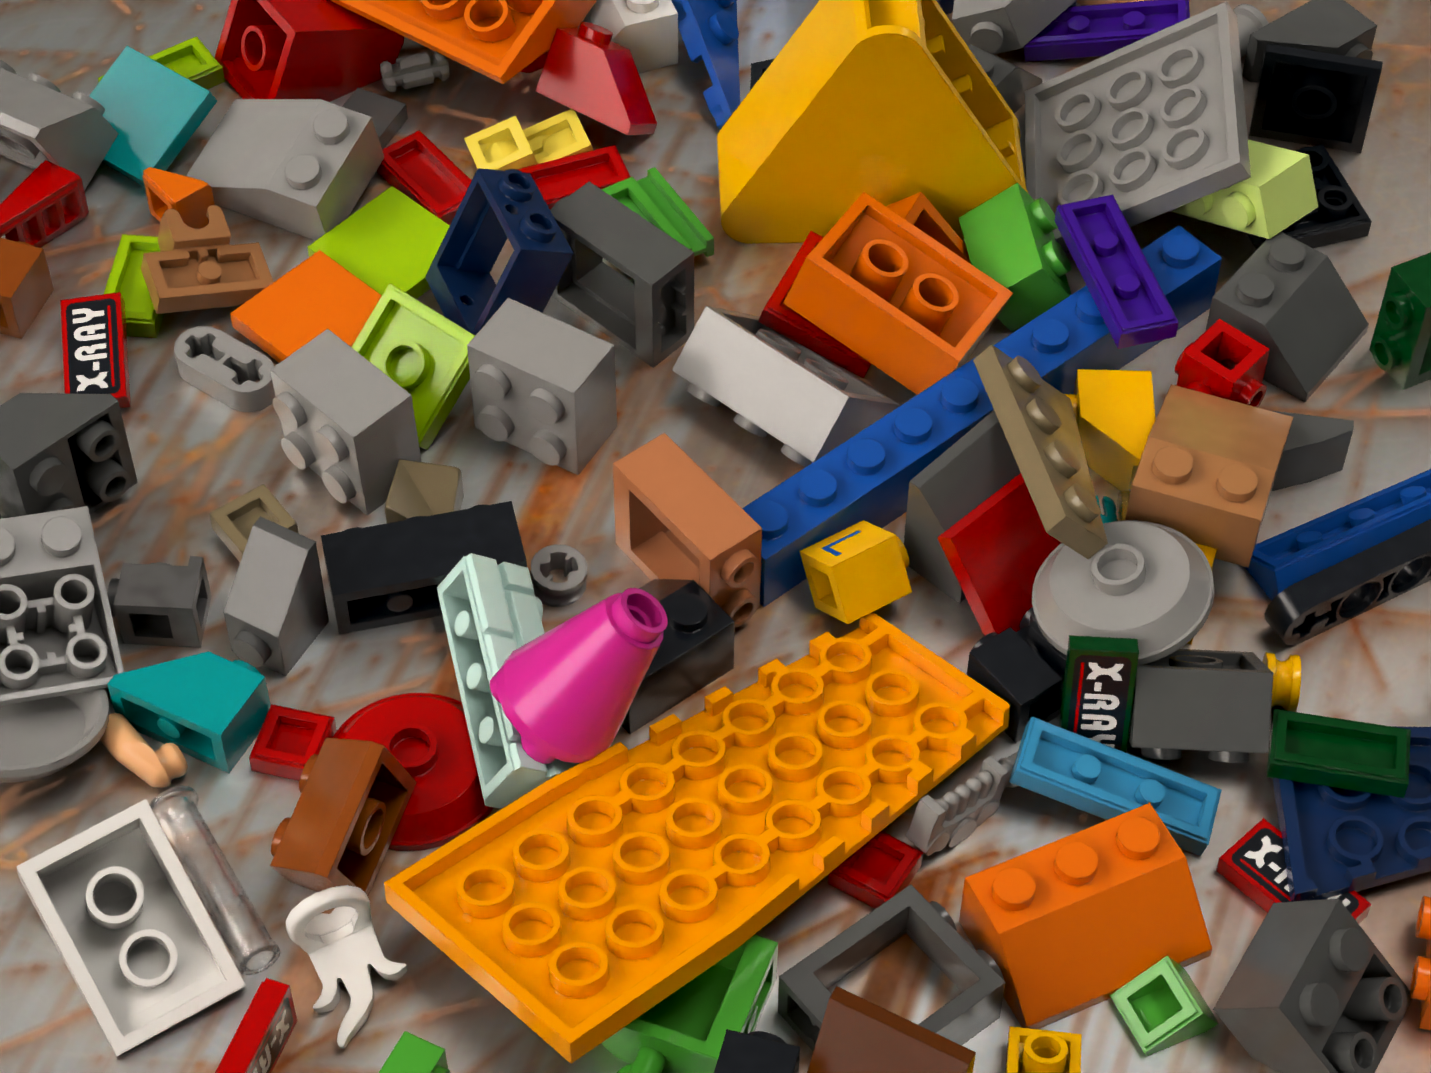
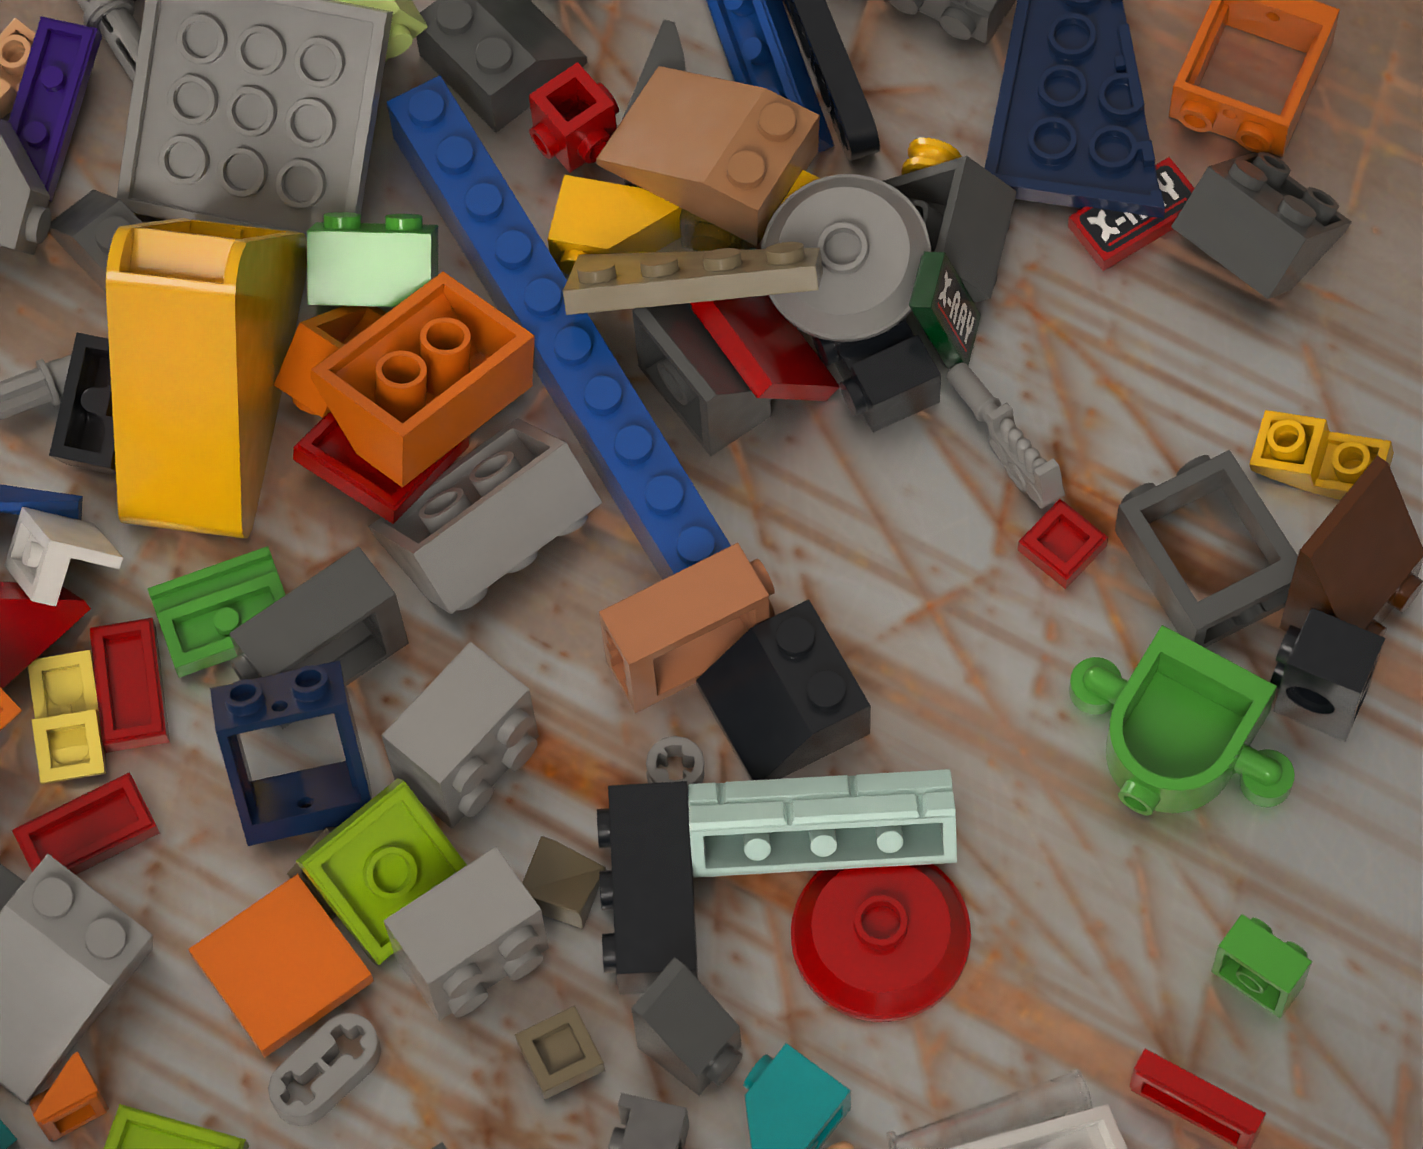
camera: 75 degrees left, 15 degrees up
(201, 267) = (182, 1075): medium nougat plate -> none
(289, 741) = (836, 1039): red tile -> none
(343, 817) = (973, 984): dark orange slope -> none
(343, 951) = (1082, 1011): white piece -> none
(386, 243) = (185, 879): lime tile -> none
(581, 677) = (879, 732): dark pink cone -> none
(675, 92) = (44, 548): none -> white panel
(685, 847) = (1032, 669): light orange wing -> none
(856, 571) = (745, 488): yellow brick -> none
(1085, 915) = (1151, 378): orange slope -> none
(1113, 782) = (1020, 324): dark azure tile -> none
(1116, 272) = (453, 168): dark purple tile -> none
(1163, 1007) = (1240, 343): bright green slope -> none
(1339, 753) = (1030, 133): dark green tile -> none

